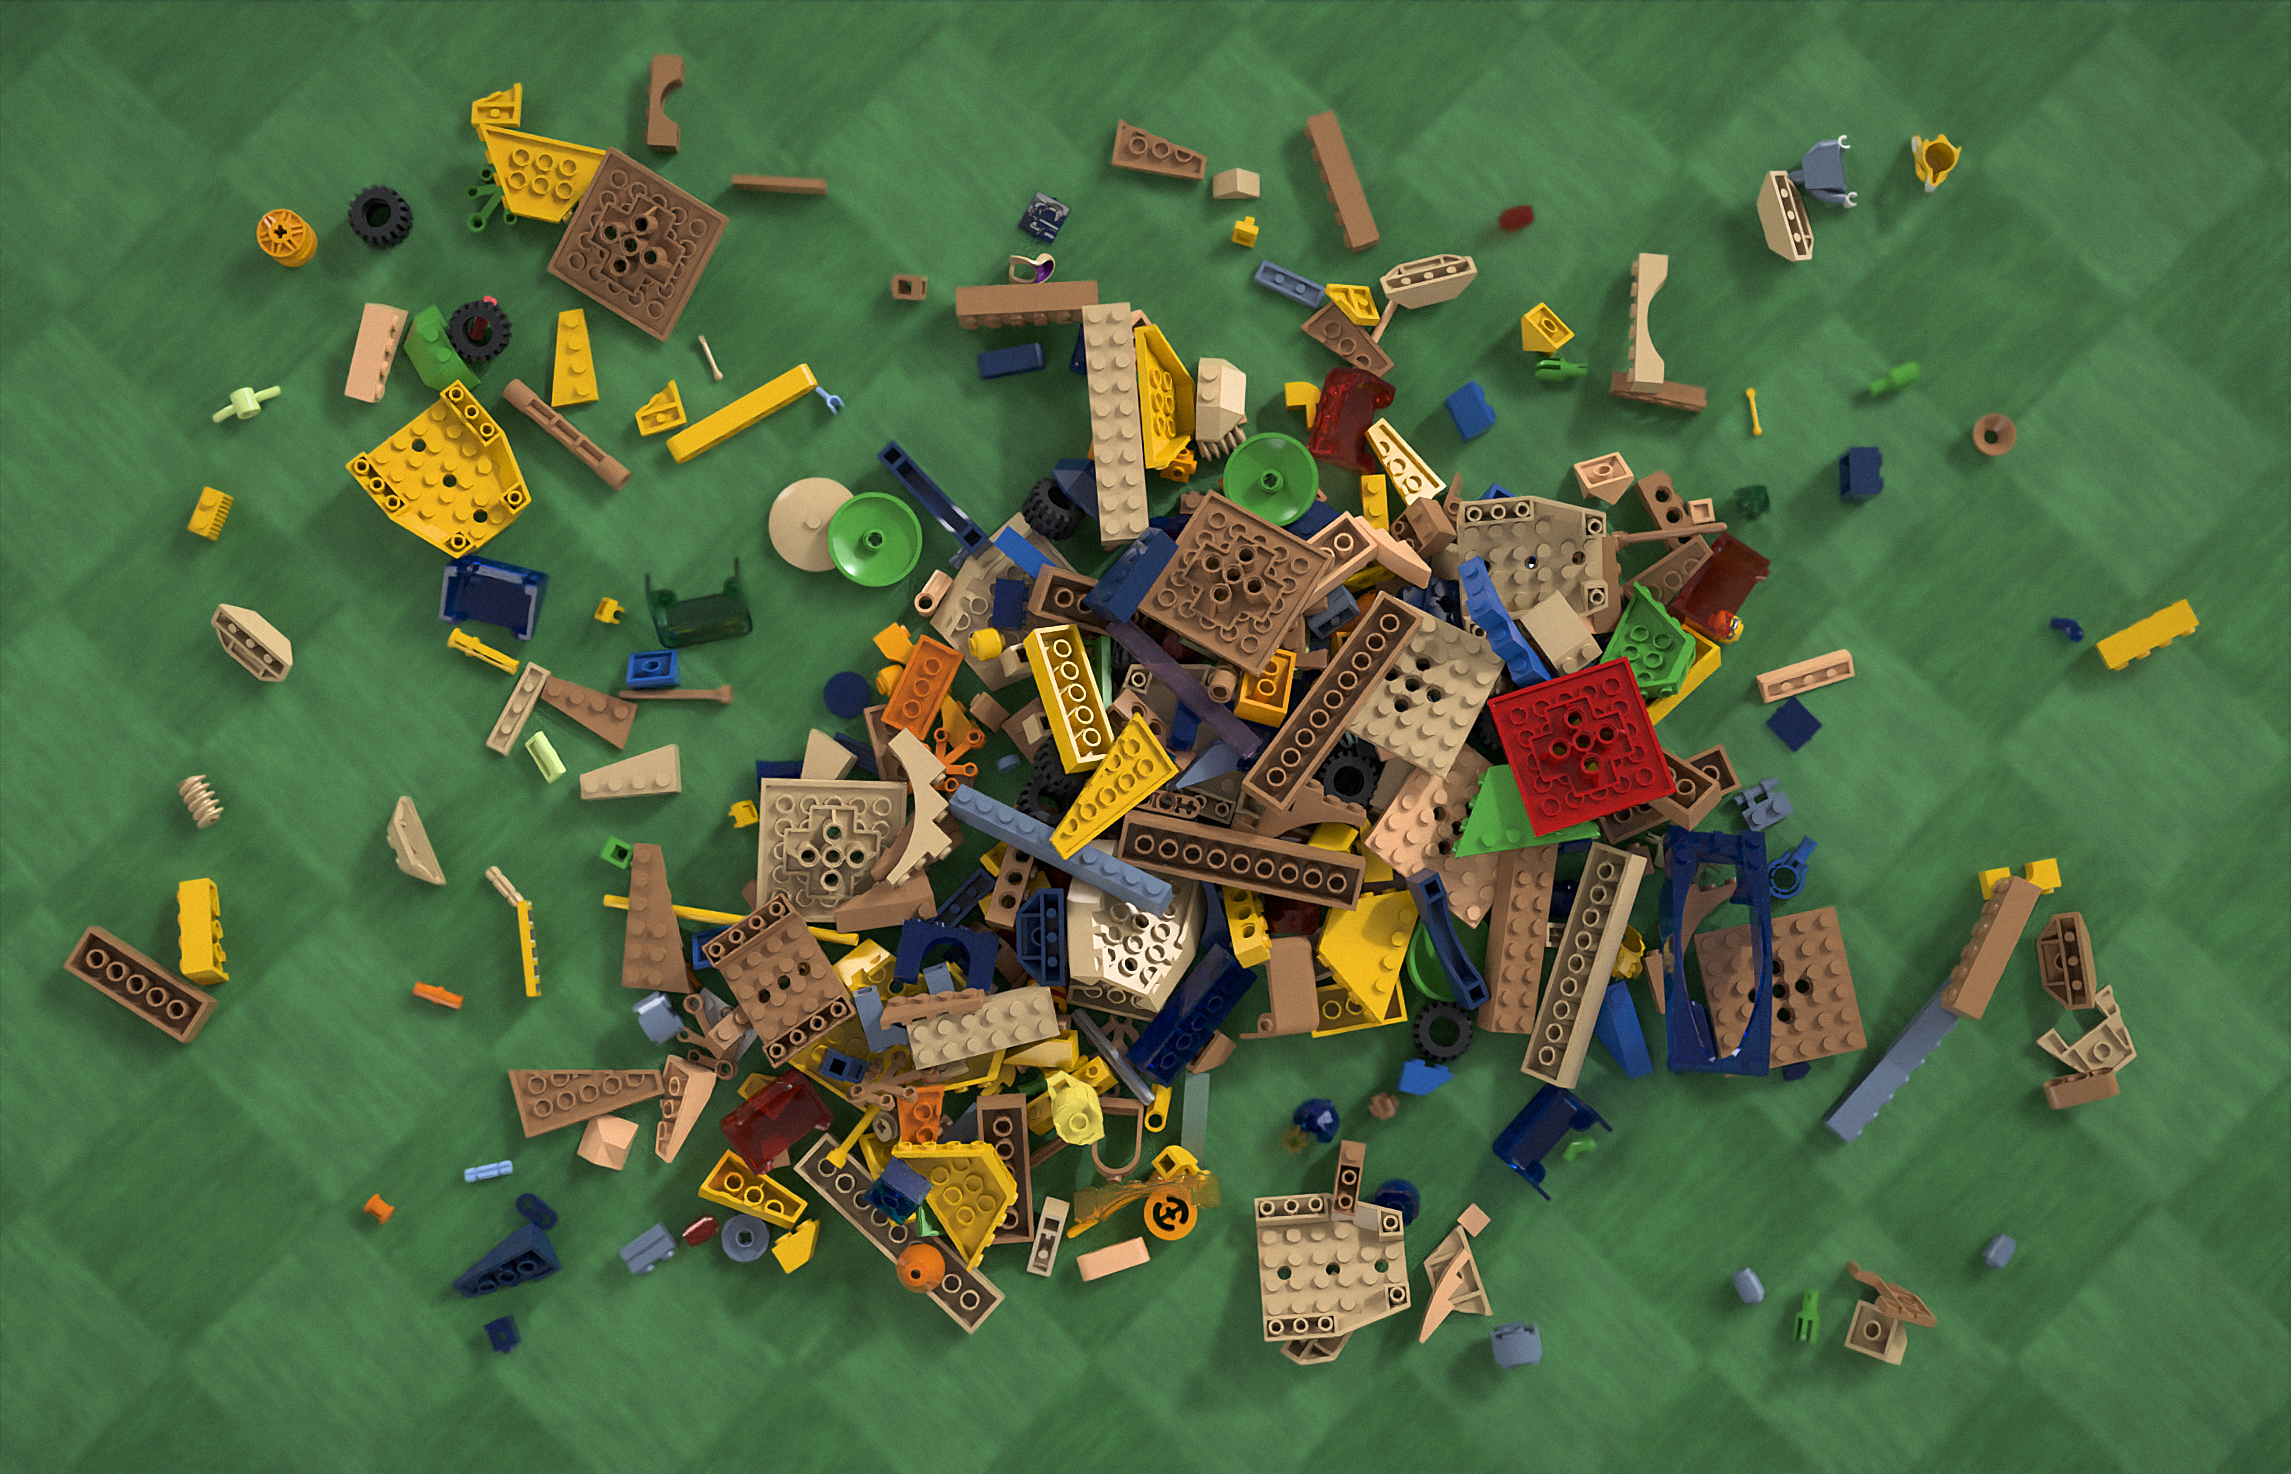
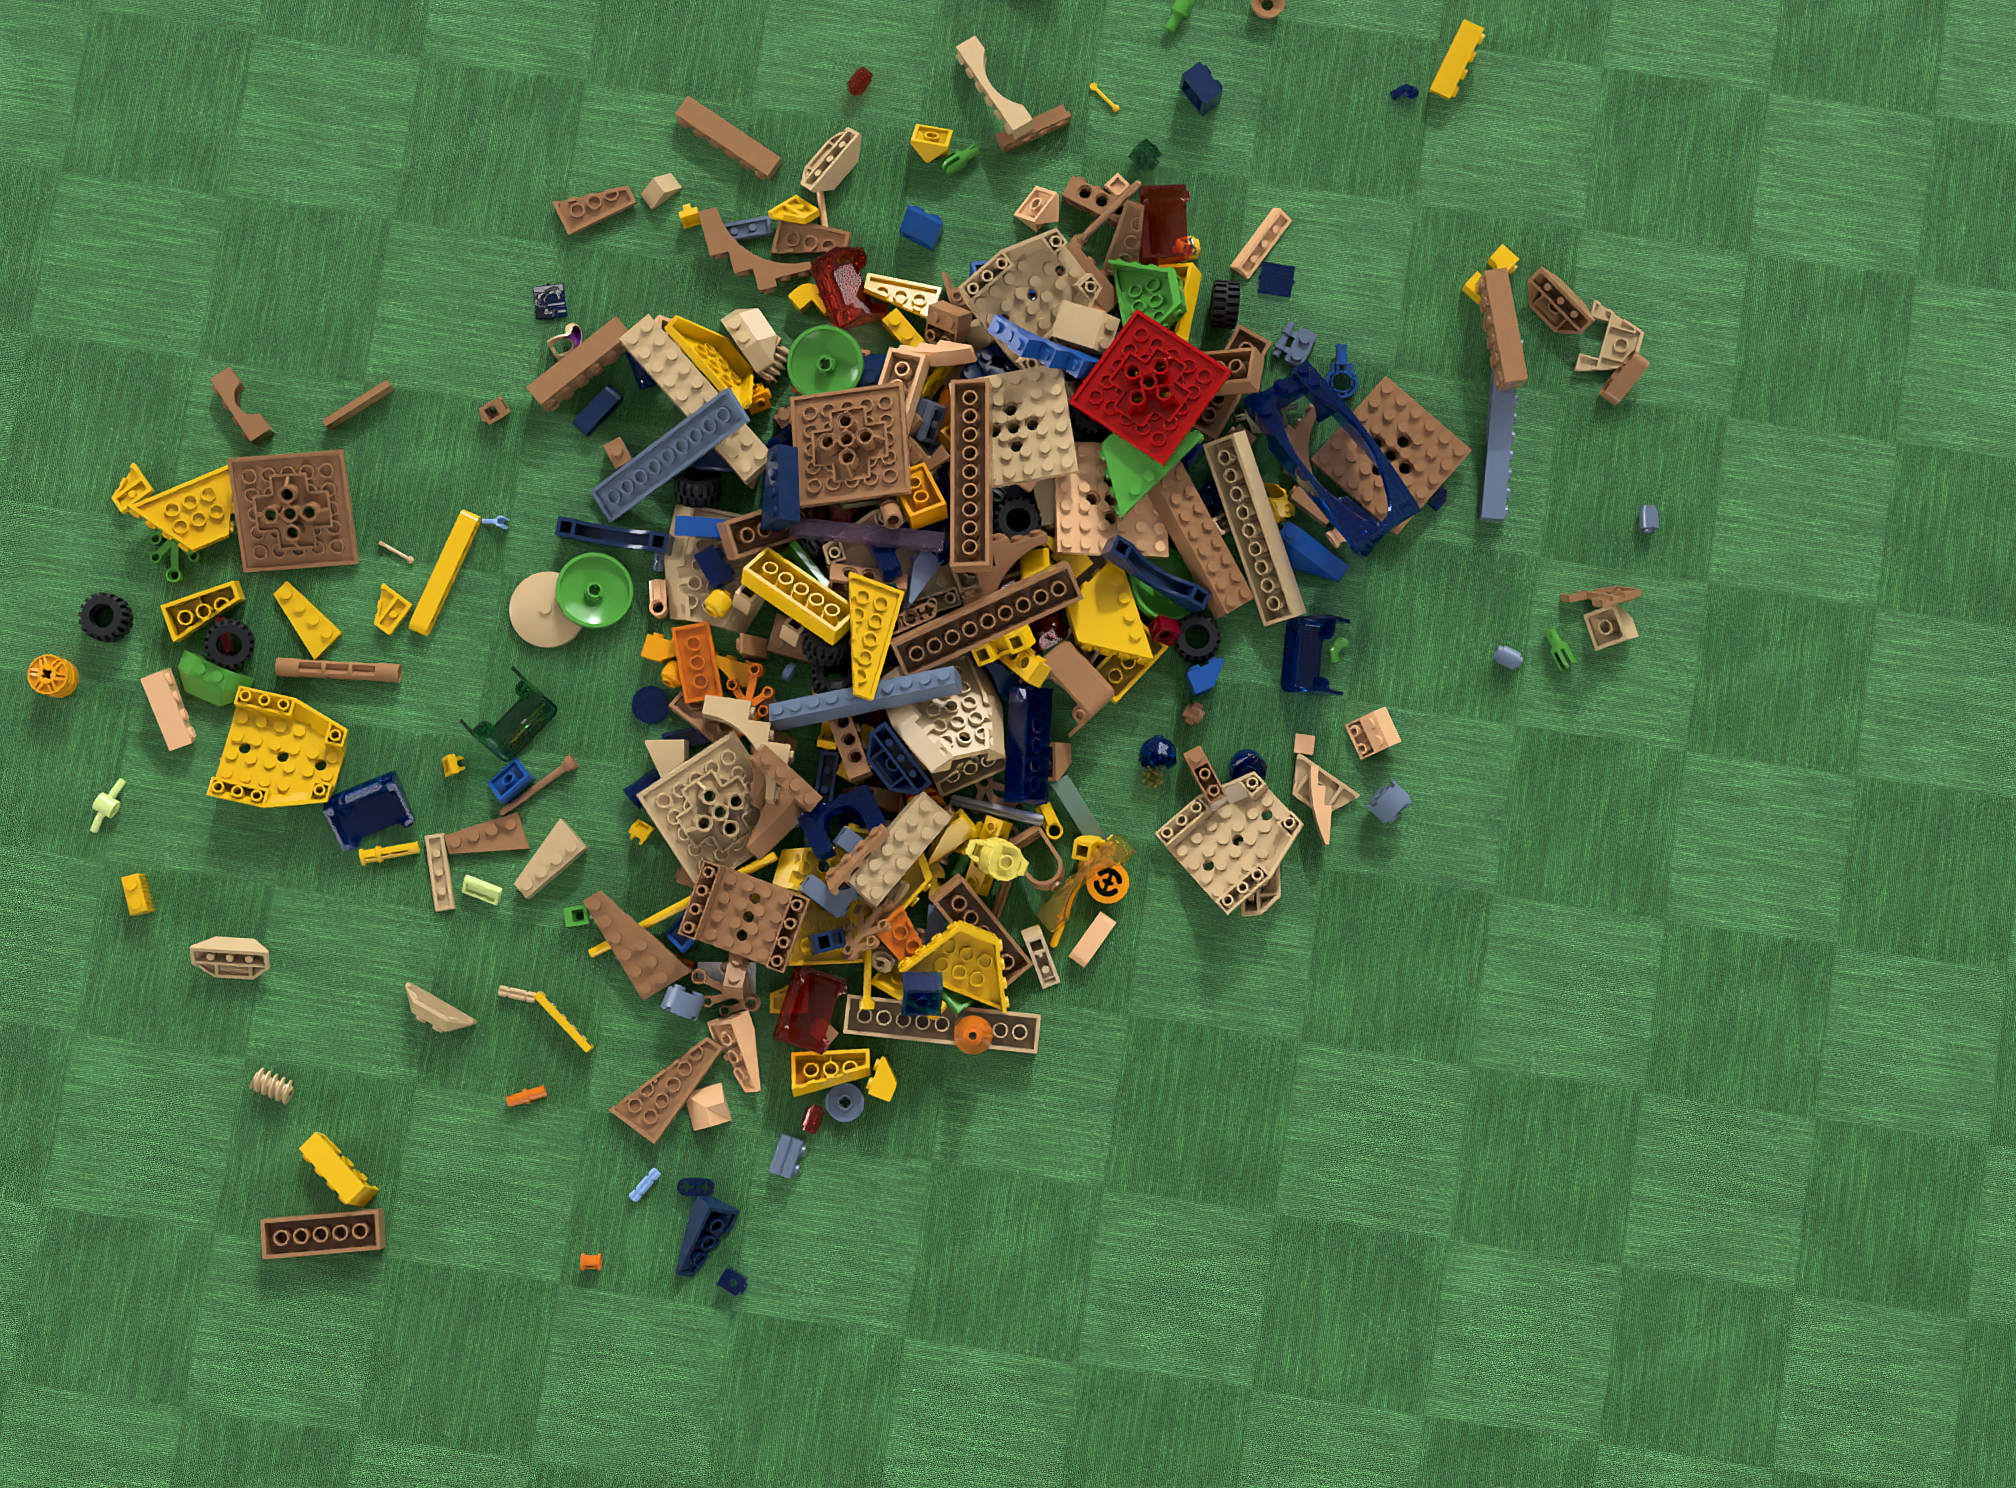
camera: 40 degrees left, 0 degrees up
(474, 275) = (197, 610): none -> yellow wedge
(921, 871) = (786, 777): none -> medium nougat arch
(999, 424) = (618, 452): none -> medium nougat torso
(1048, 460) = (670, 455): none -> sand blue plate
(1252, 904) = (1009, 643): none -> yellow arch
(1265, 316) = (766, 272): none -> medium nougat arch
(1415, 1001) = (1164, 630): none -> dark red brick
(1552, 1261) = (1373, 733): none -> light nougat slope
(1659, 1032) = (1335, 538): none -> light nougat wheel
(1722, 712) = (1224, 304): none -> black tyre

